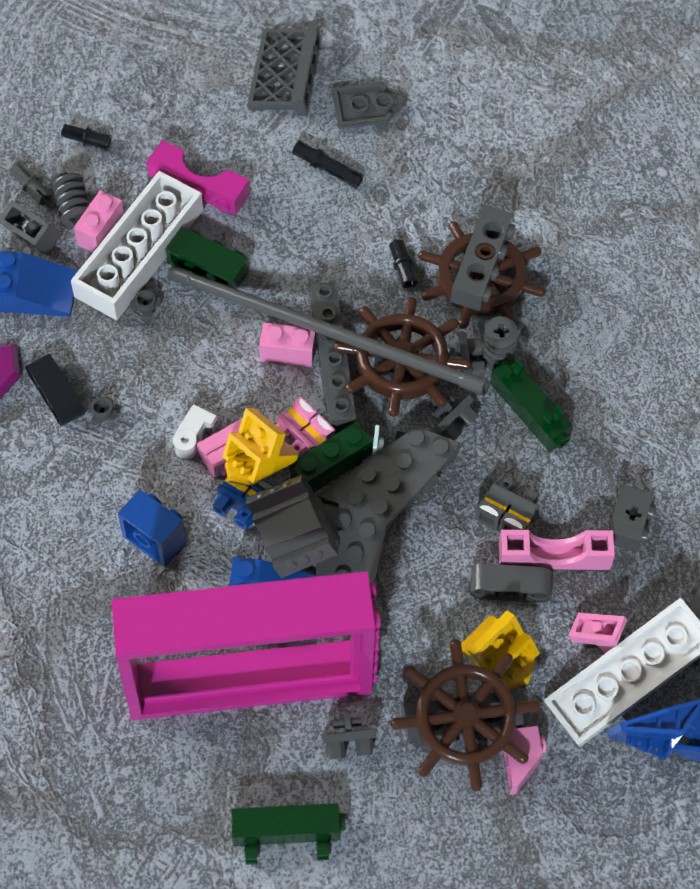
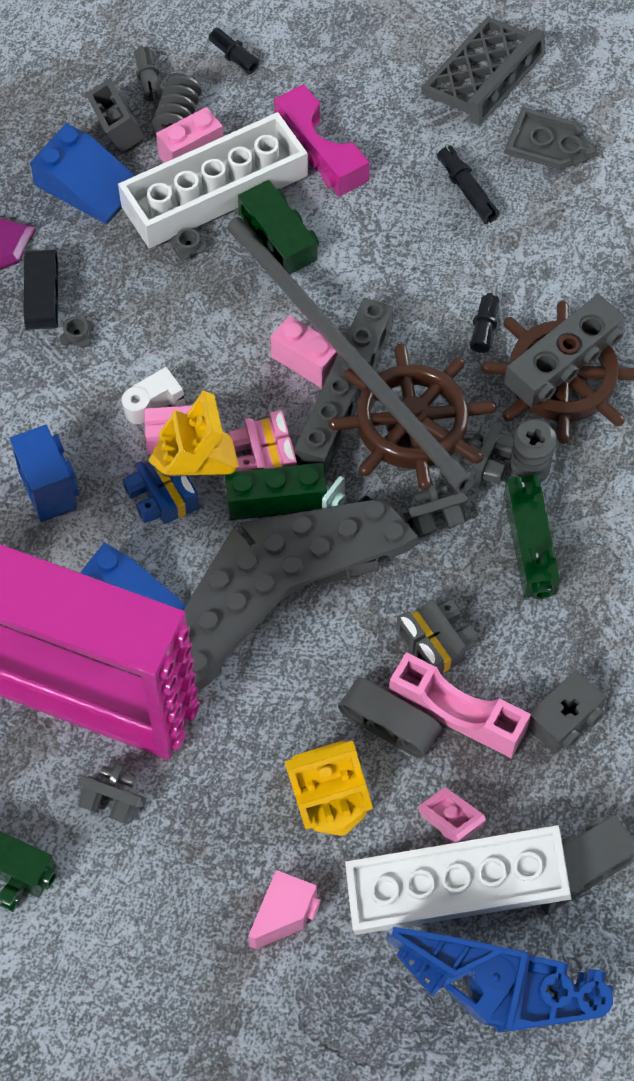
camera: 30 degrees right, 0 degrees up
(293, 525) = (184, 539): dark grey slope -> none
(464, 715) = (241, 832): reddish brown brick -> none

